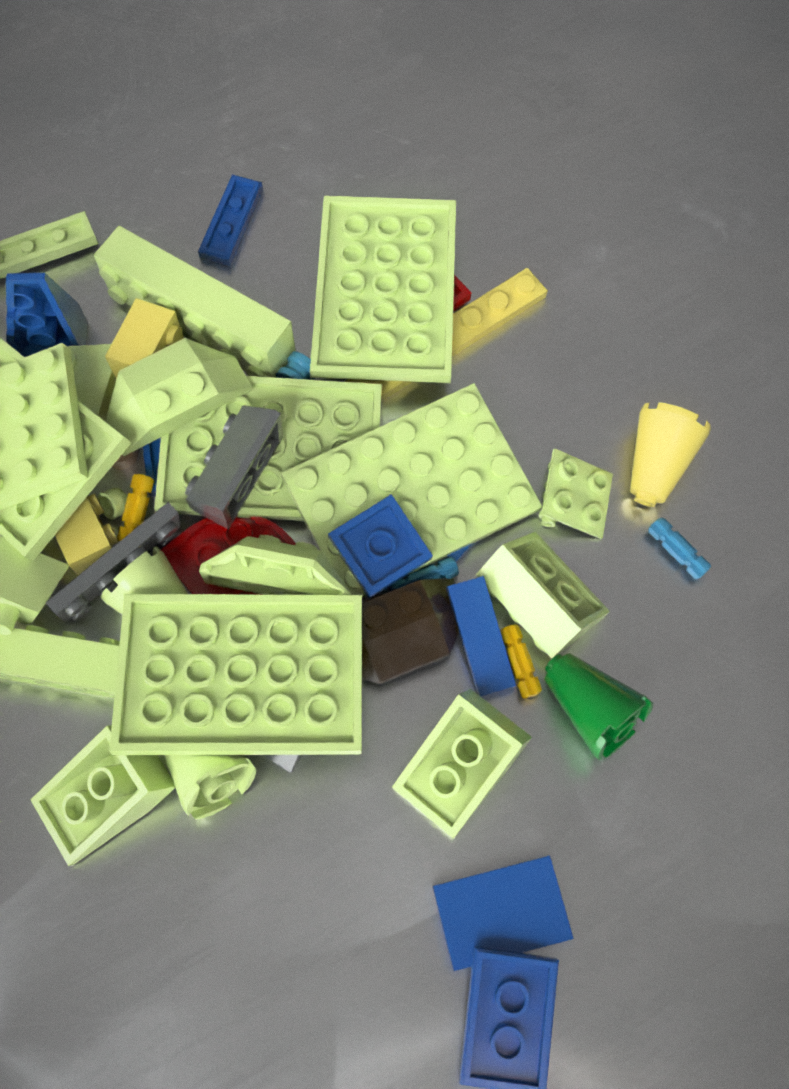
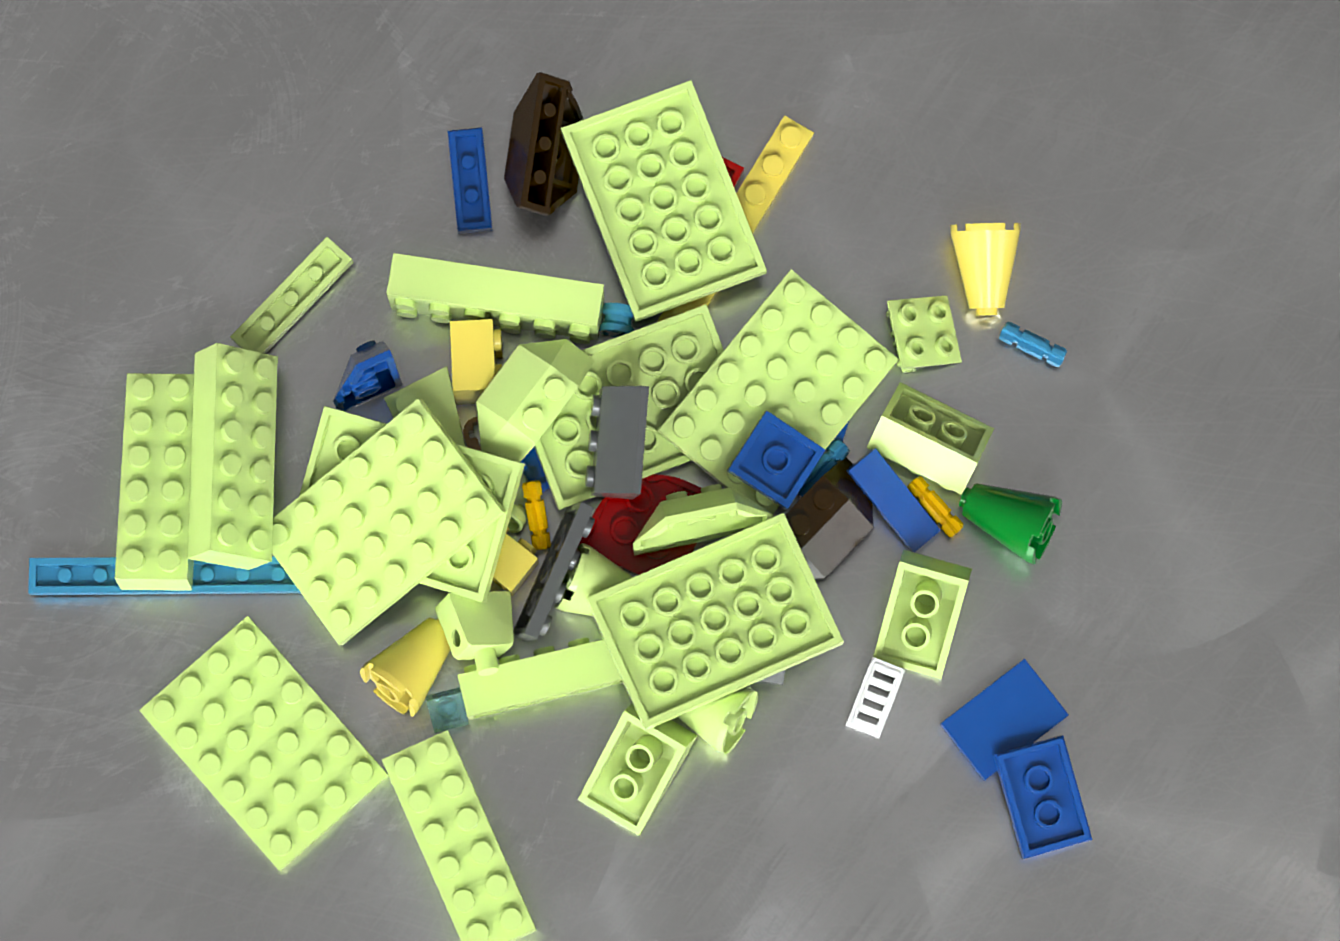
camera: 25 degrees left, 10 degrees up
(293, 222) = (538, 160): none -> dark brown wedge
(398, 827) = (884, 668): none -> white slope

